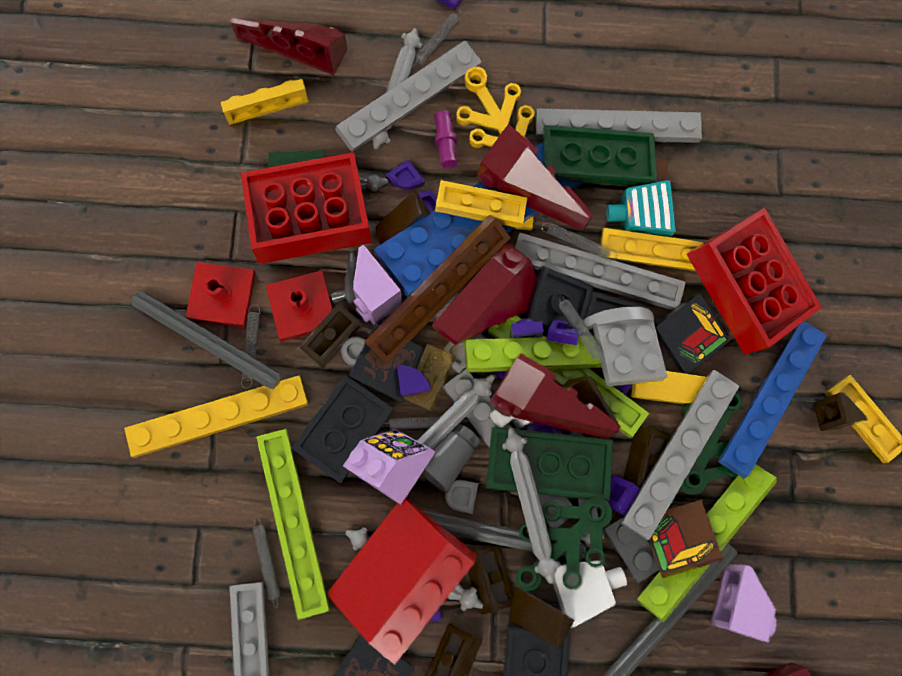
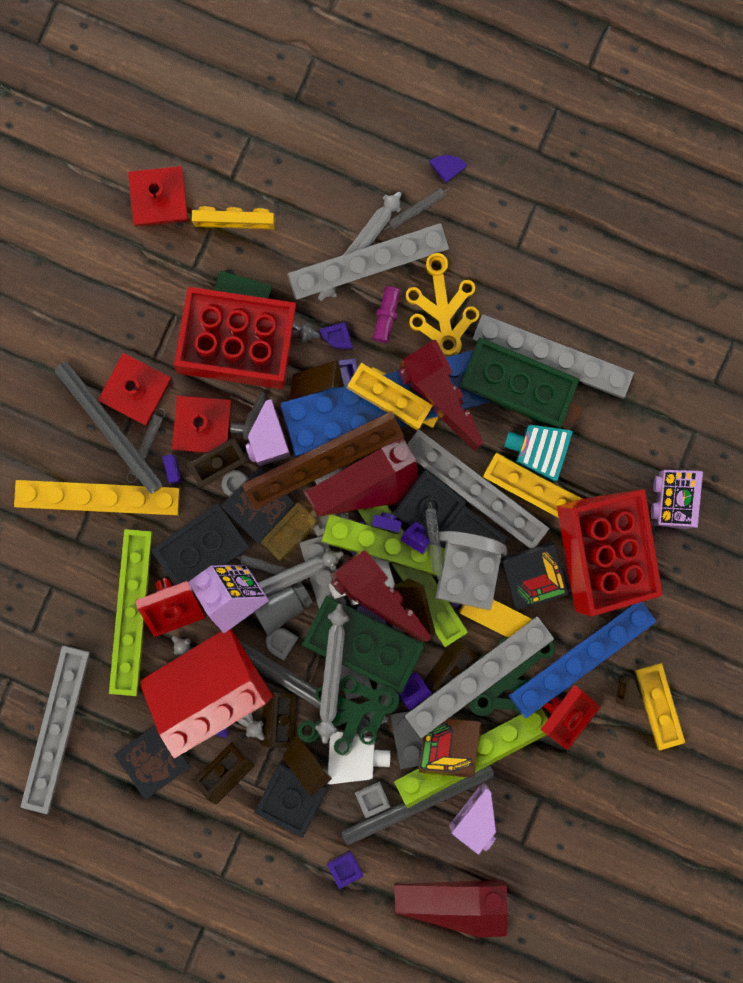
camera: 25 degrees right, 10 degrees up
(183, 107) = (158, 196): none -> red tile
(273, 590) = (96, 634): light grey piece -> none
(286, 358) = (172, 469): none -> dark purple tile
(303, 42) = (291, 173): dark red wedge -> none
(332, 500) = (170, 607): none -> red tile
(412, 381) = (273, 530): dark purple tile -> none
(587, 249) = (471, 455): light grey piece -> none
(621, 628) = (372, 799): none -> light grey tile
(788, 459) = (569, 716): none -> red tile
(799, 207) = (677, 499): none -> slope

